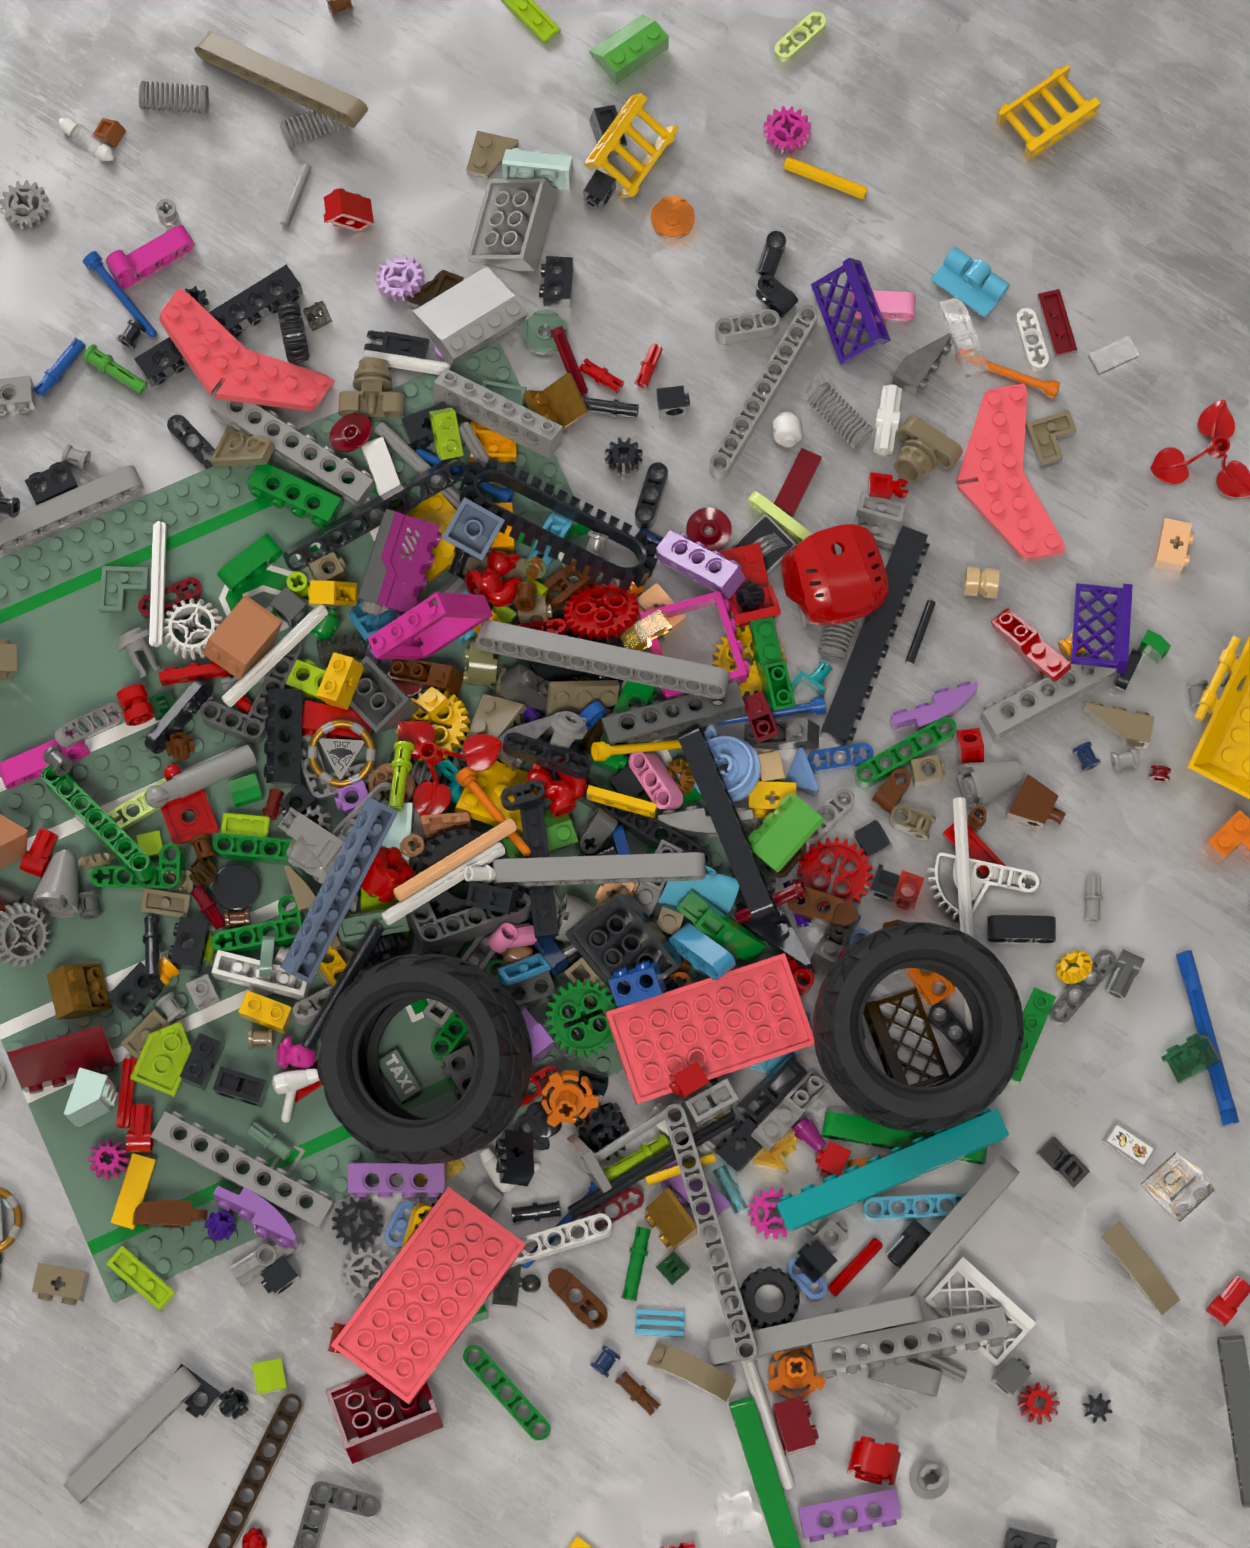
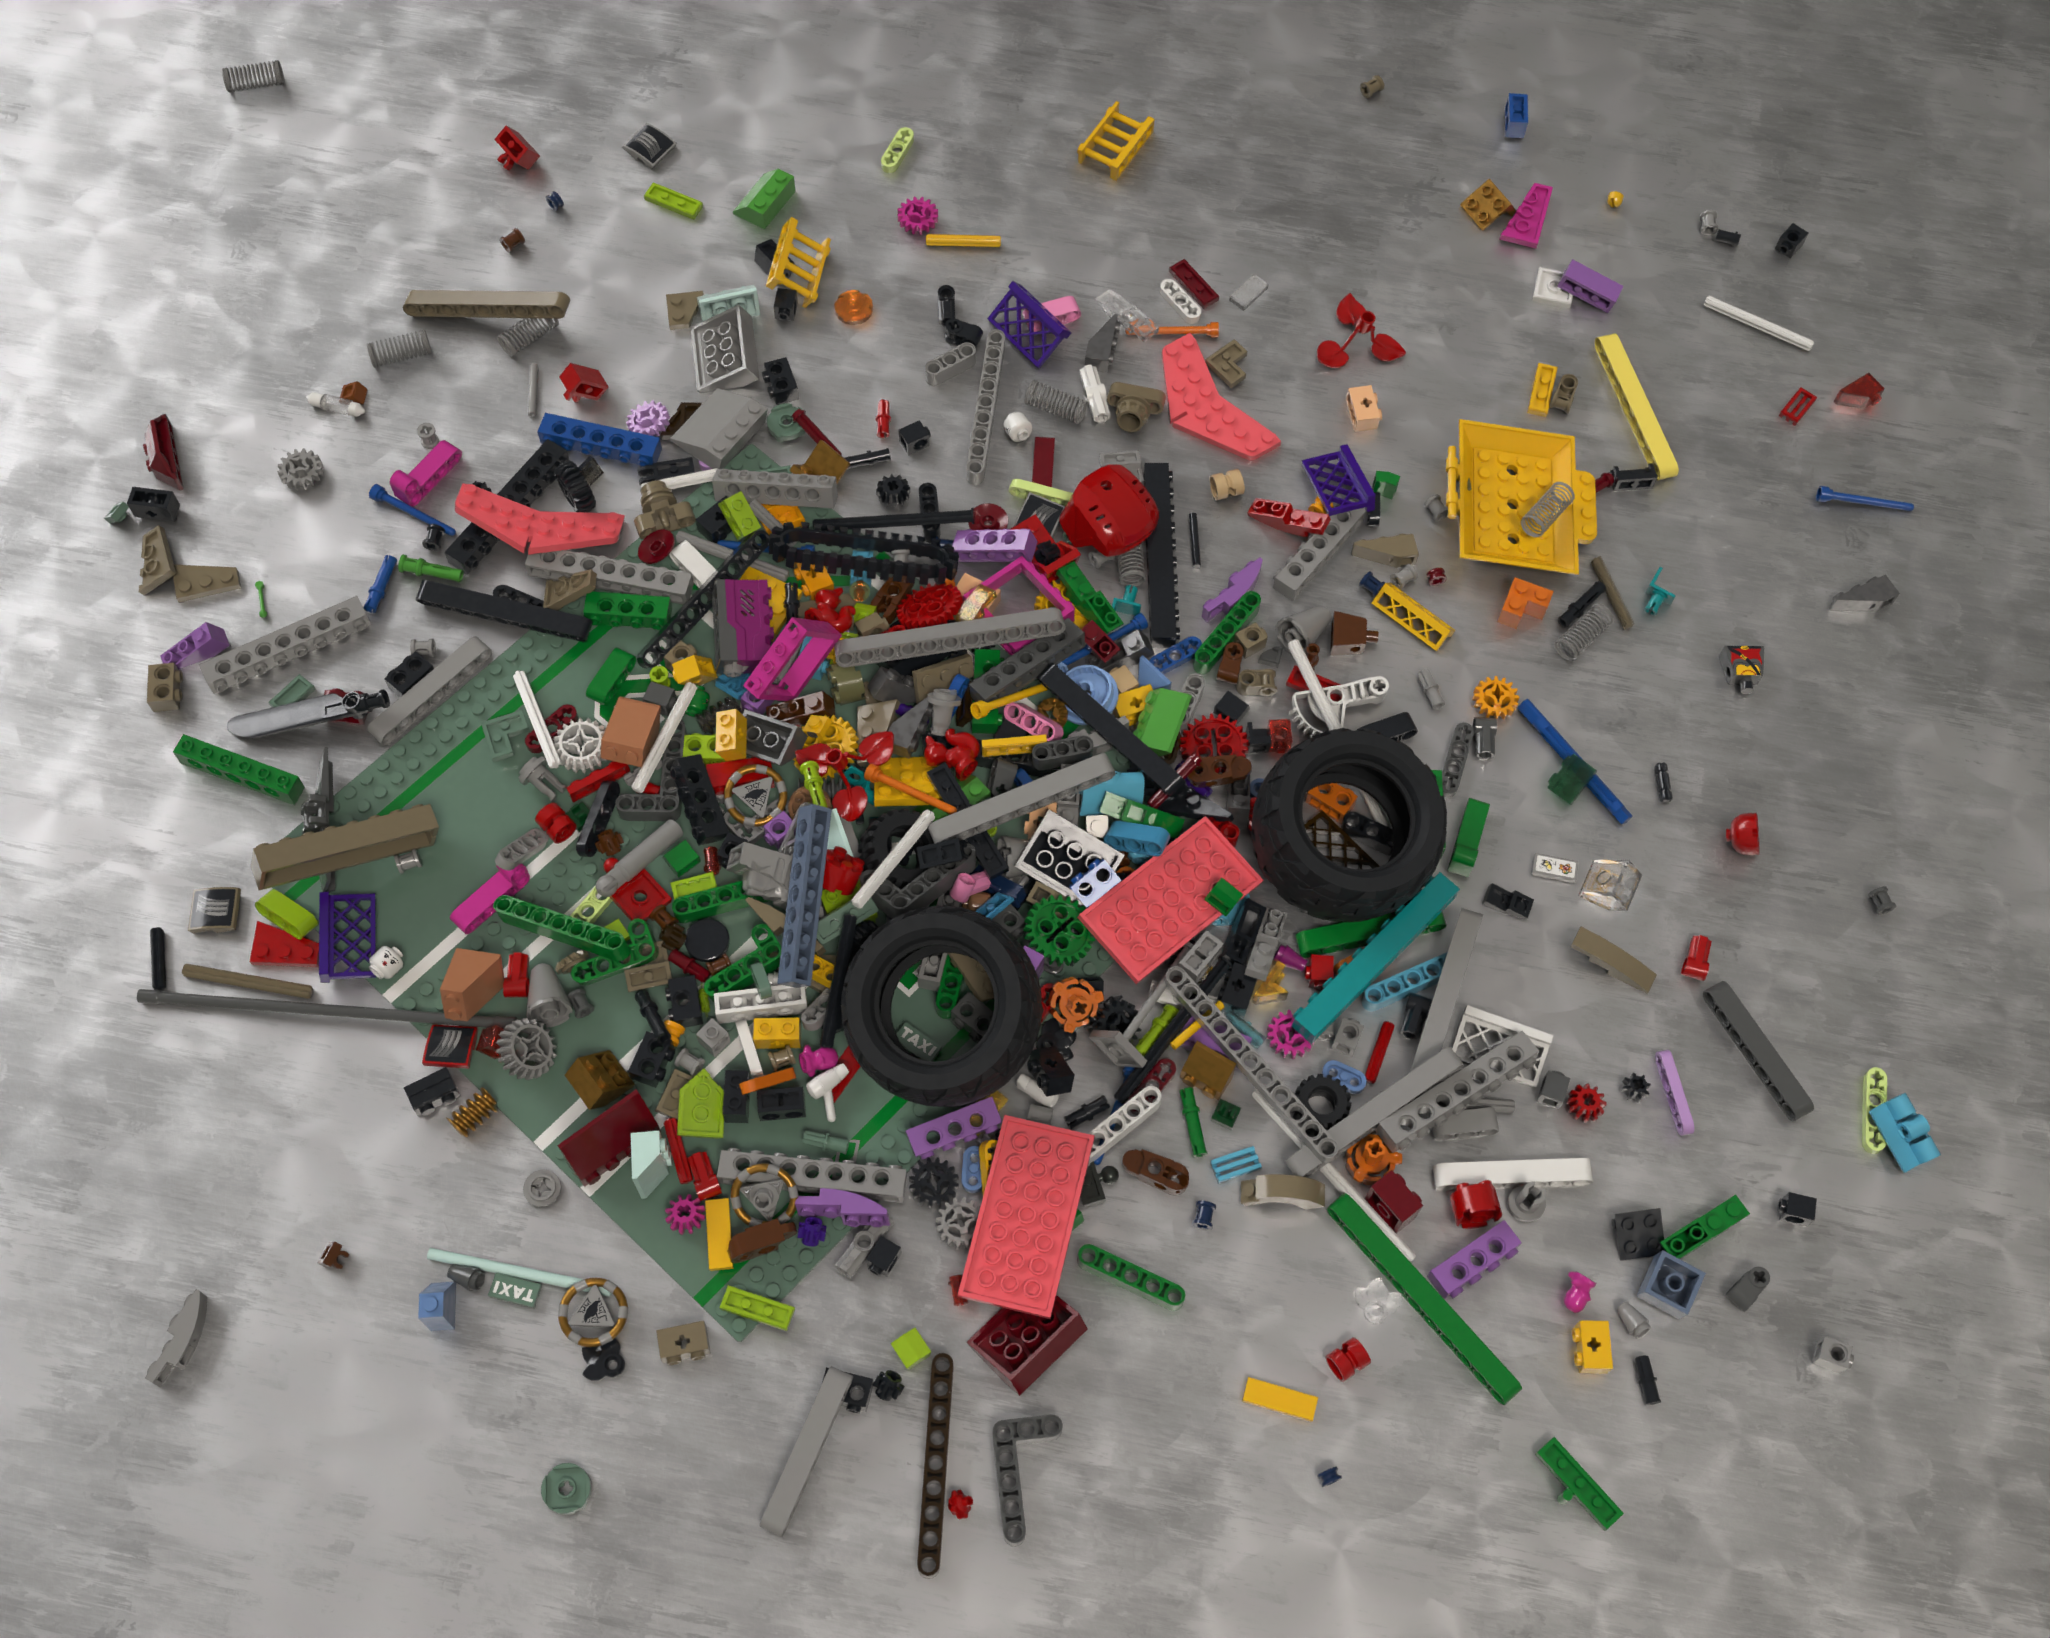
camera: 25 degrees left, 10 degrees down
(60, 763) = (508, 890): dark grey bush -> none
(170, 448) = (504, 610): none -> black beam
(188, 1172) = (763, 1194): none -> light grey piece
(233, 1018) = (749, 1048): none -> white beam
(235, 1059) = (767, 1080): none -> orange beam
(299, 248) = (600, 440): none -> blue brick
(418, 841) = (854, 836): medium nougat bush -> none
(439, 823) = (866, 815): nougat wing -> none
(455, 859) = (895, 836): light nougat axle -> none
(473, 529) = (795, 576): sand blue slope -> none
(484, 874) = (921, 839): white pin -> none
(522, 795) = (929, 767): black beam -> none
(525, 600) = (862, 617): reddish brown bush -> none
(545, 759) = (910, 729): black beam -> none
(601, 376) = (848, 438): red pin -> none
(609, 495) = (899, 520): none -> black axle
(637, 1393) = (1244, 1231): reddish brown pin -> none
(676, 836) = (1068, 745): none -> dark grey beam
(688, 1080) = (1174, 944): red brick -> none
(763, 1048) = (1223, 896): none -> green piece
(814, 1260) = (1346, 1056): black brick -> none
(883, 486) = (1115, 443): red plate -> none
(929, 1445) = (1514, 1173): none -> white beam
(942, 797) = (1271, 657): none -> dark grey tile
(970, 281) = (1113, 274): medium azure panel -> none
(970, 745) = (1277, 607): red brick -> none
(1053, 1077) = (1468, 837): none -> green beam
(1074, 974) = (1446, 750): yellow gear -> none
(1120, 803) = (1418, 610): none -> yellow fence
(1134, 1429) = (1674, 1092): none -> lavender beam
(1165, 939) = (1499, 692): none -> light orange gear

